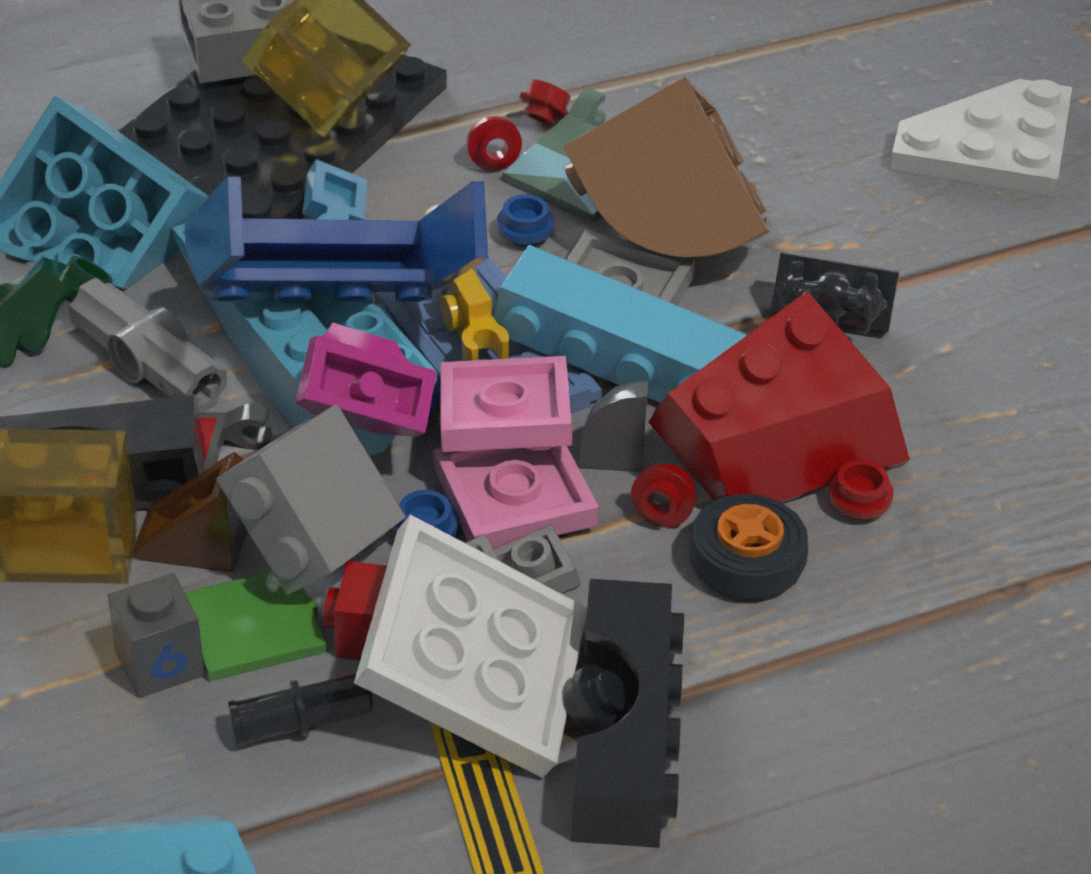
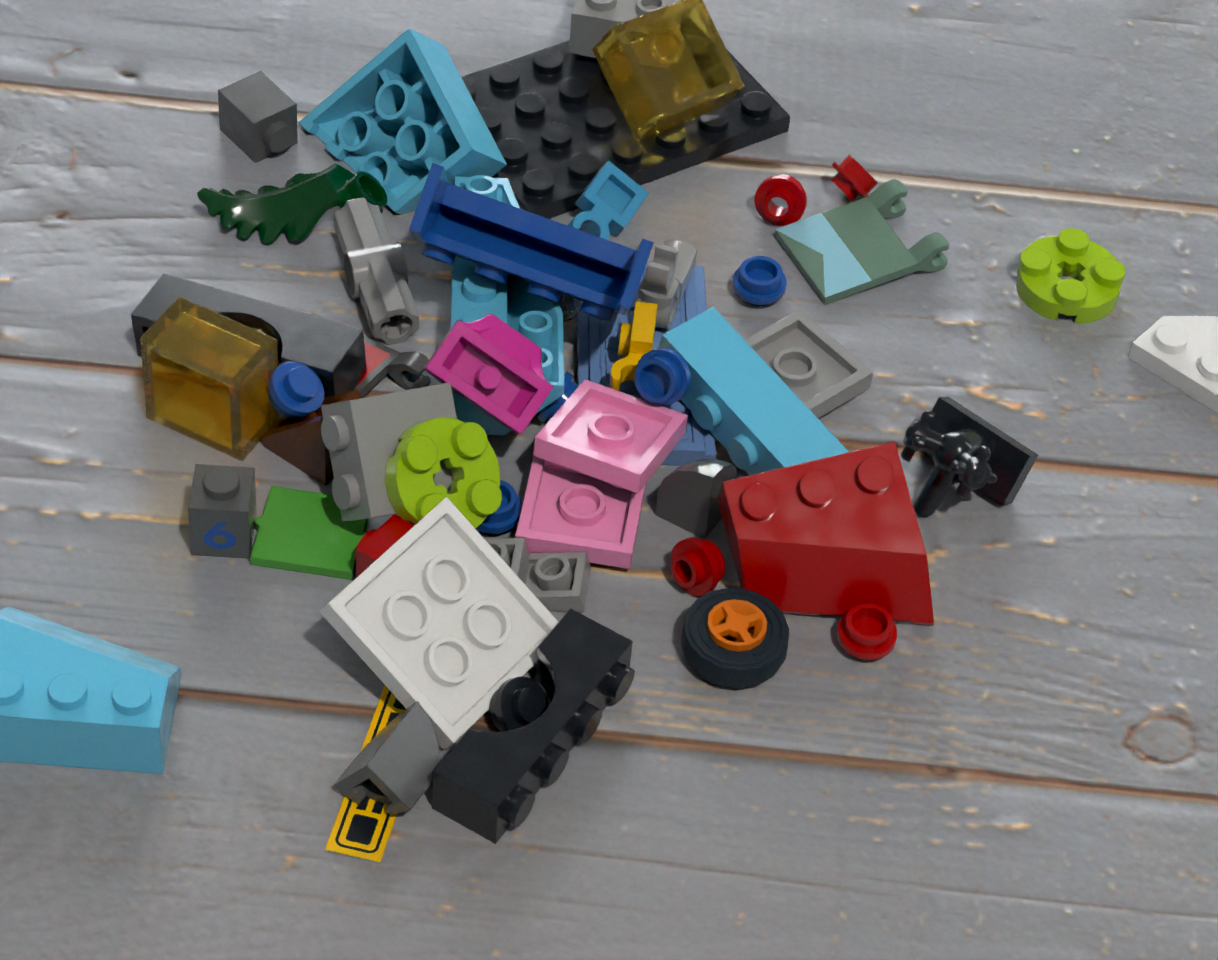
camera: 25 degrees right, 5 degrees up
(161, 481) = (295, 390): none -> blue plate
(298, 709) = (282, 613): black axle -> none
(356, 478) = (464, 452): none -> lime plate
(511, 810) = (395, 763): none -> dark grey brick
(525, 326) = (662, 376): none -> blue plate
(669, 176) = (896, 291): medium nougat brick -> none
(816, 113) = (1072, 255): none -> lime plate

